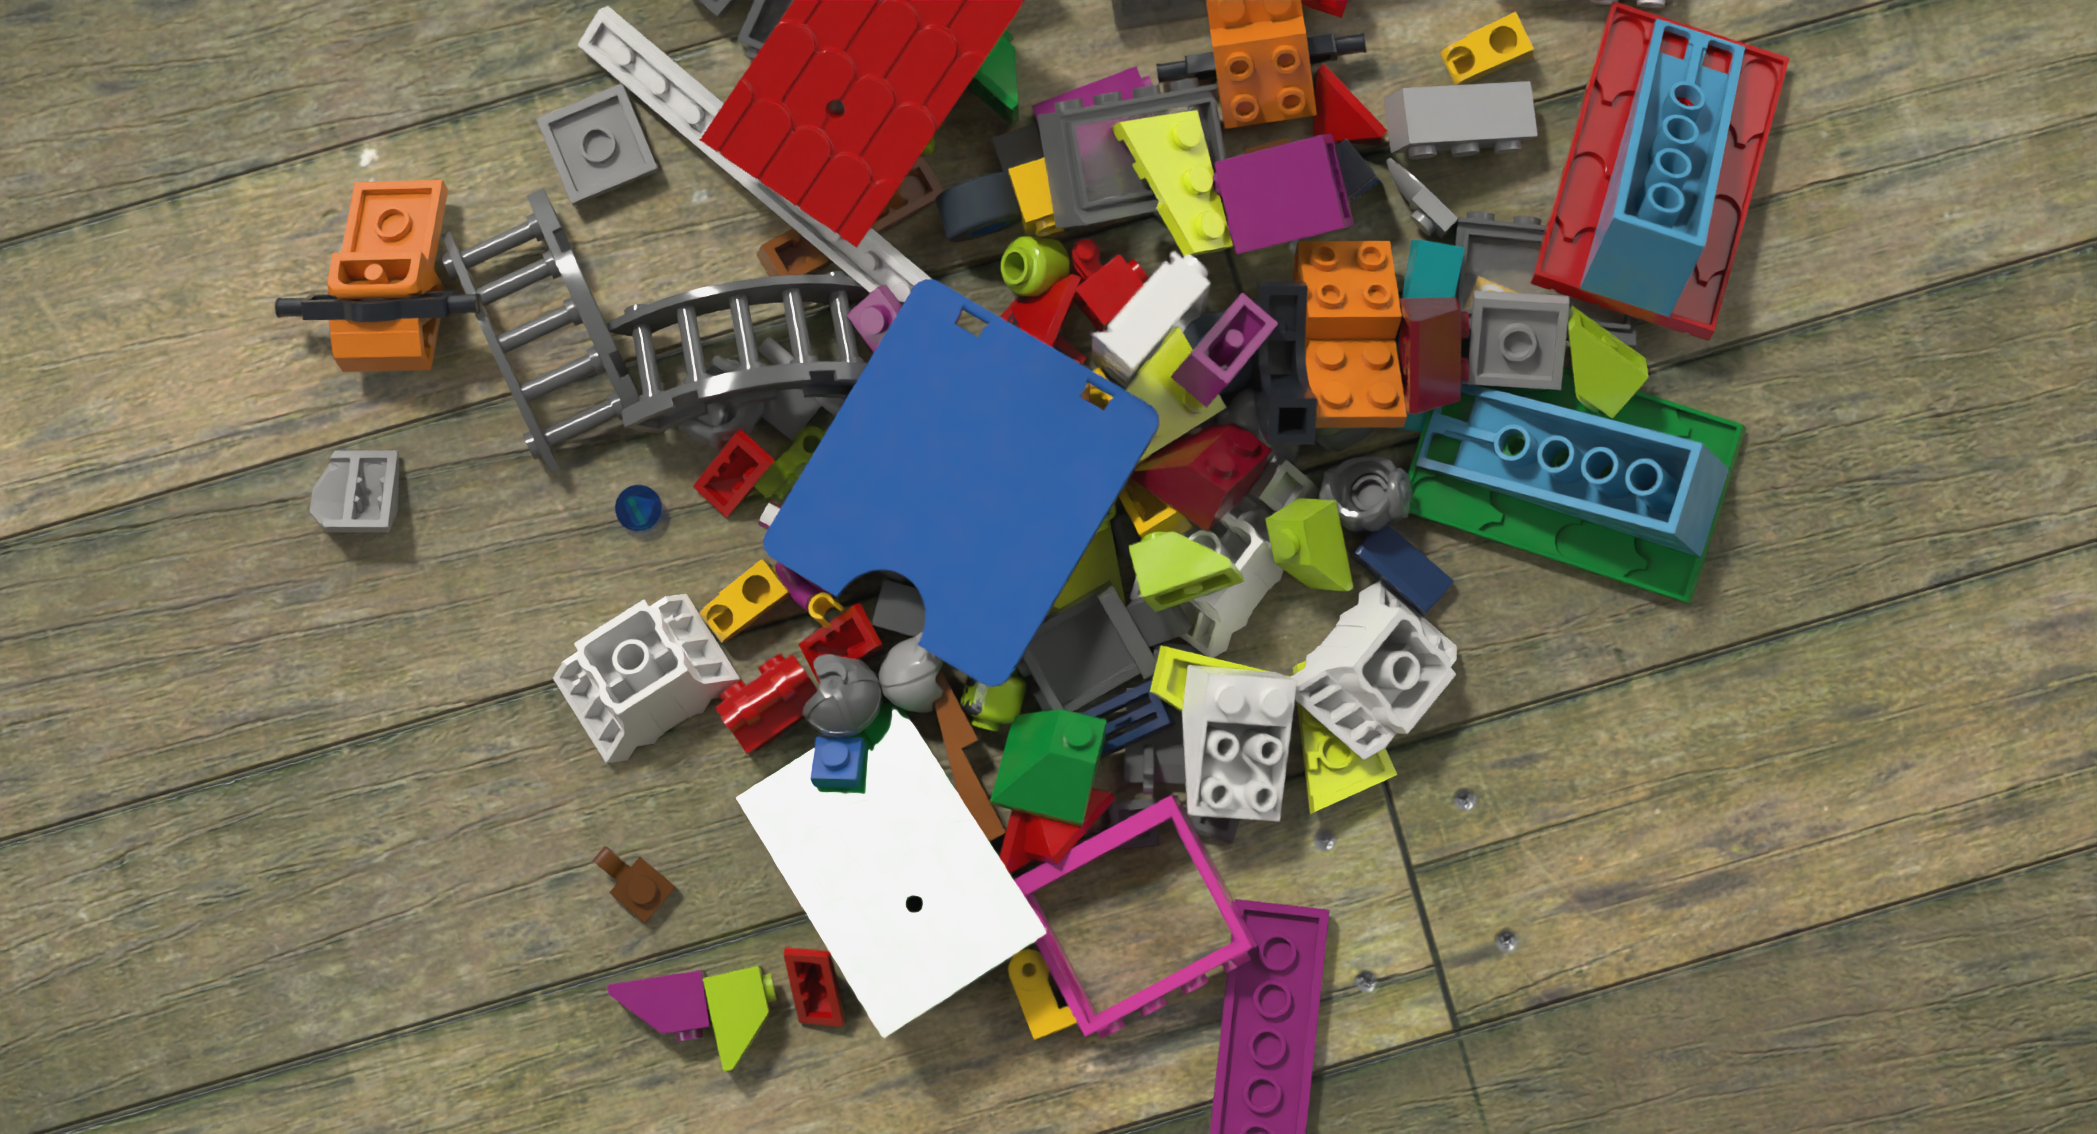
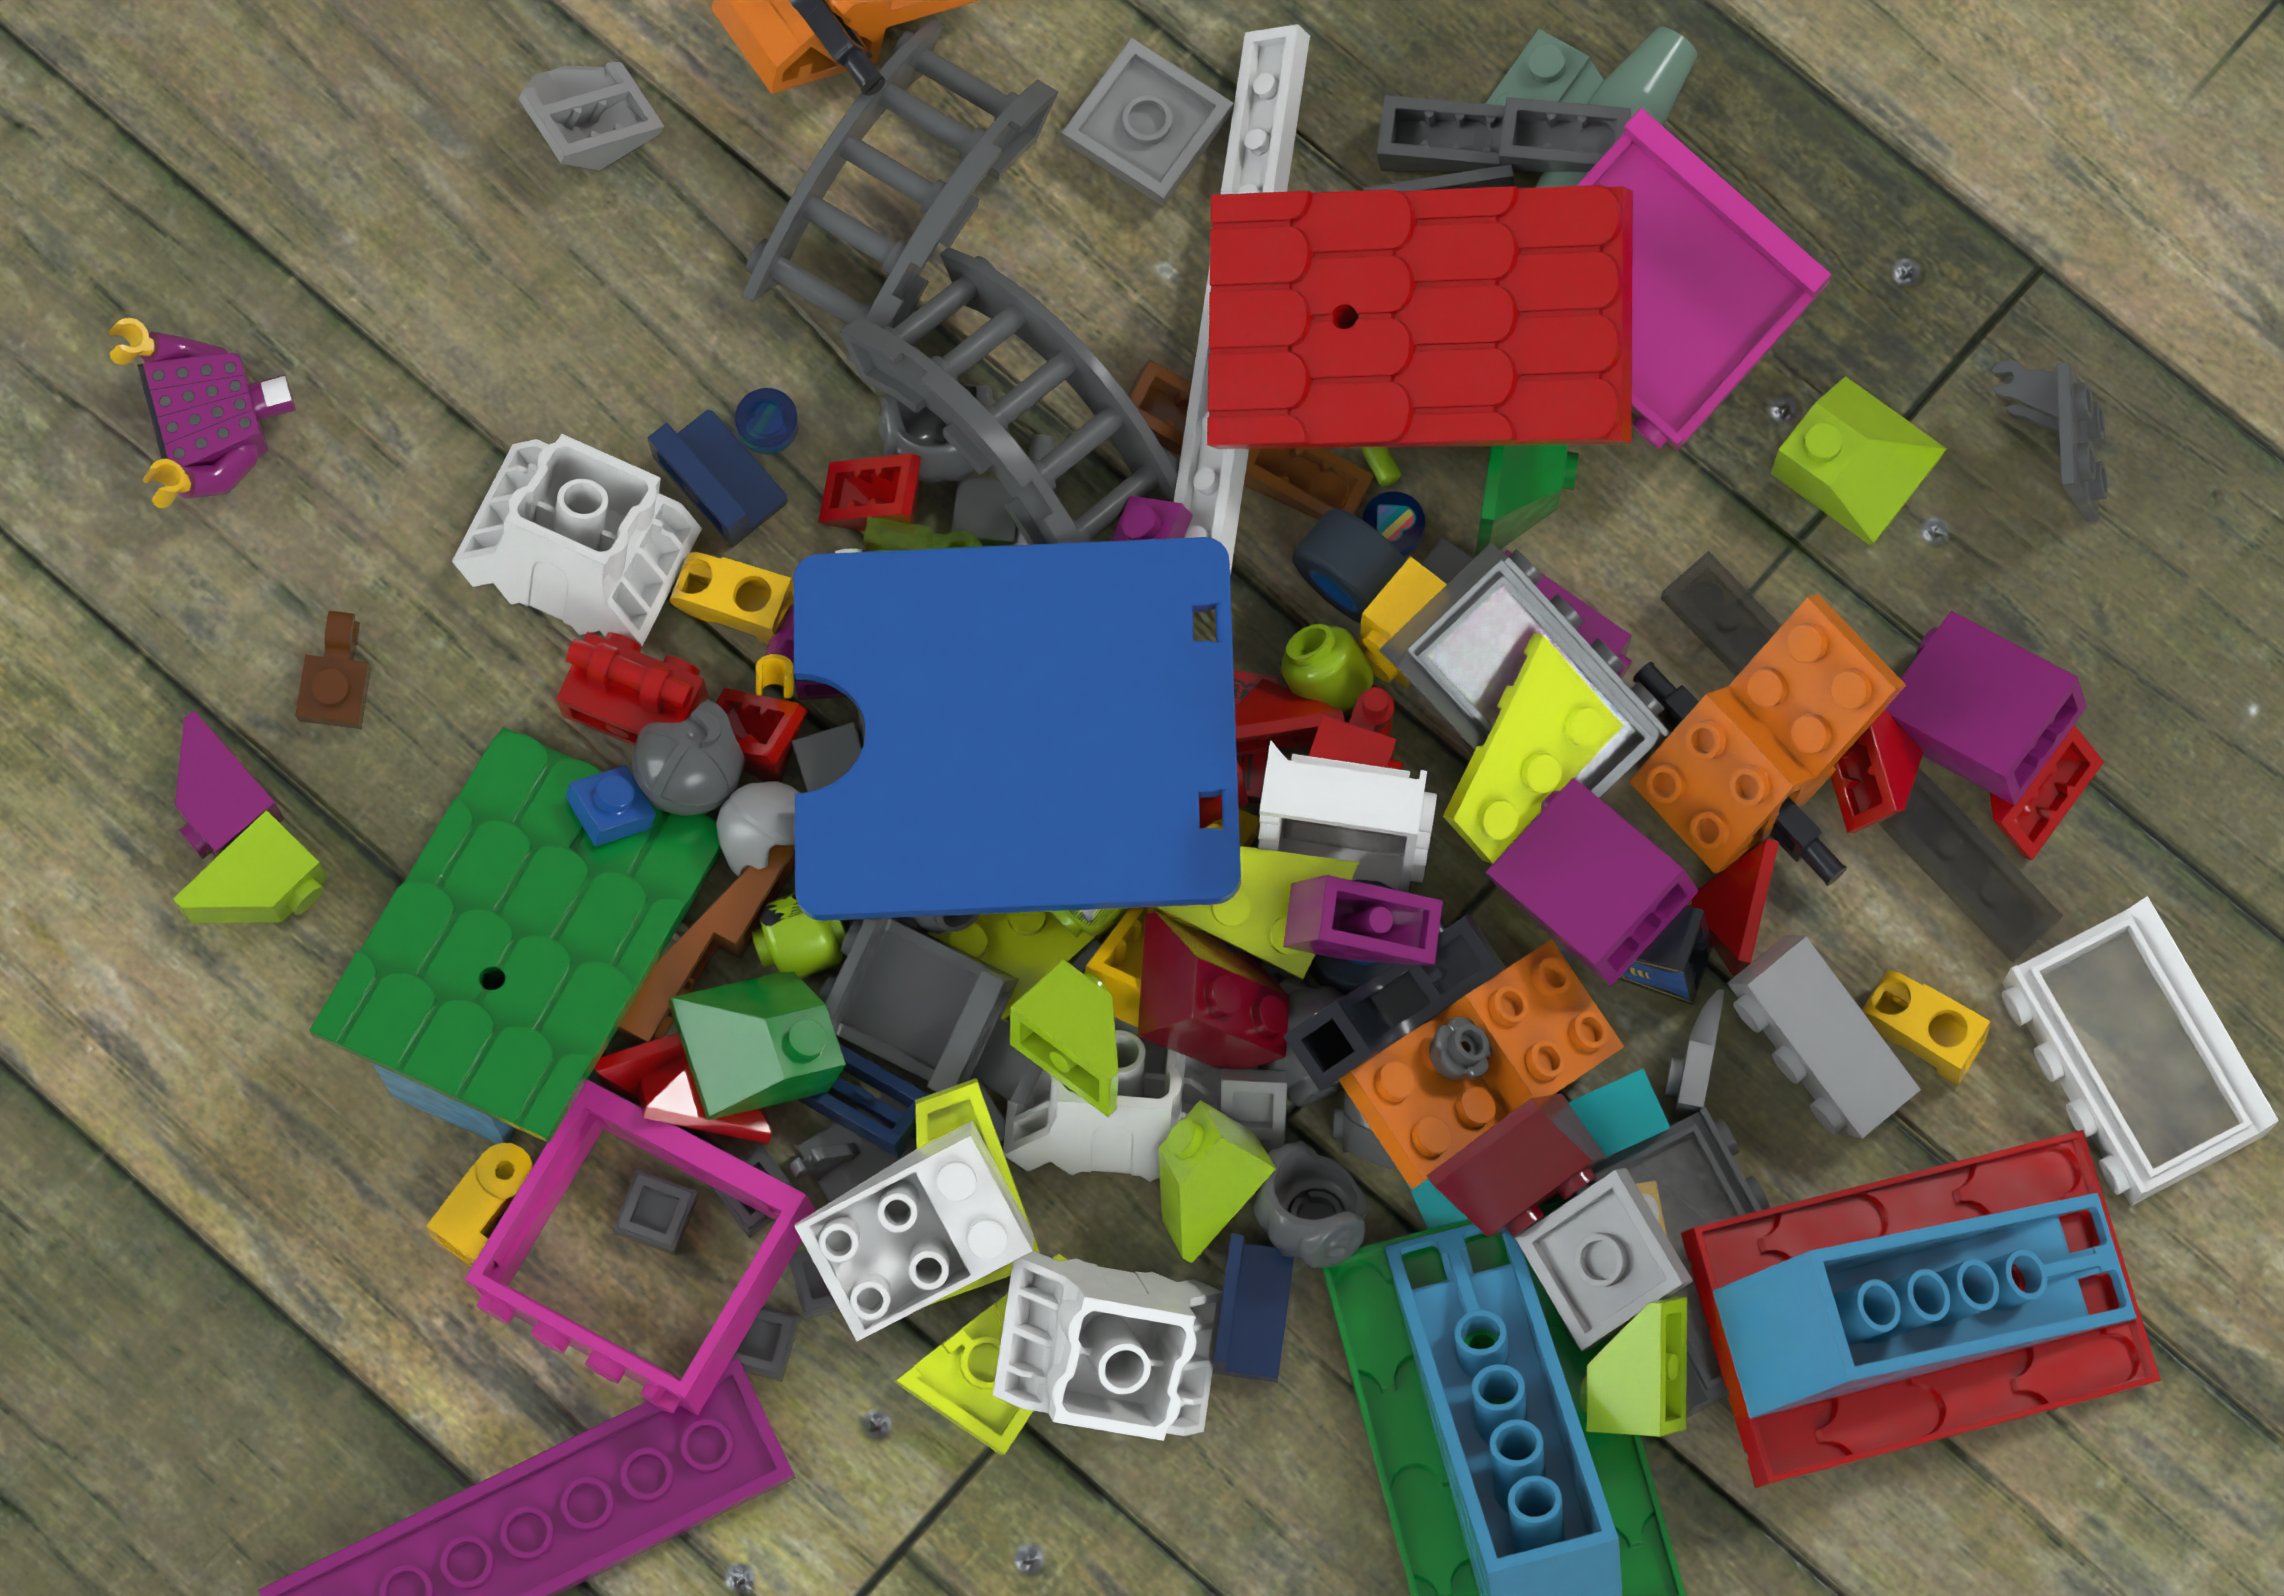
camera: 55 degrees right, 10 degrees down
(405, 861) = (200, 411): none -> magenta torso
(656, 561) = (718, 475): none -> dark blue panel
(814, 986) = (333, 940): red slope -> none
(961, 162) = (1397, 519): none -> tile
(1108, 893) = (655, 1212): none -> dark grey tile
(1235, 874) = (768, 1344): none -> dark grey tile
(1336, 350) = (1451, 1058): none -> dark grey plate

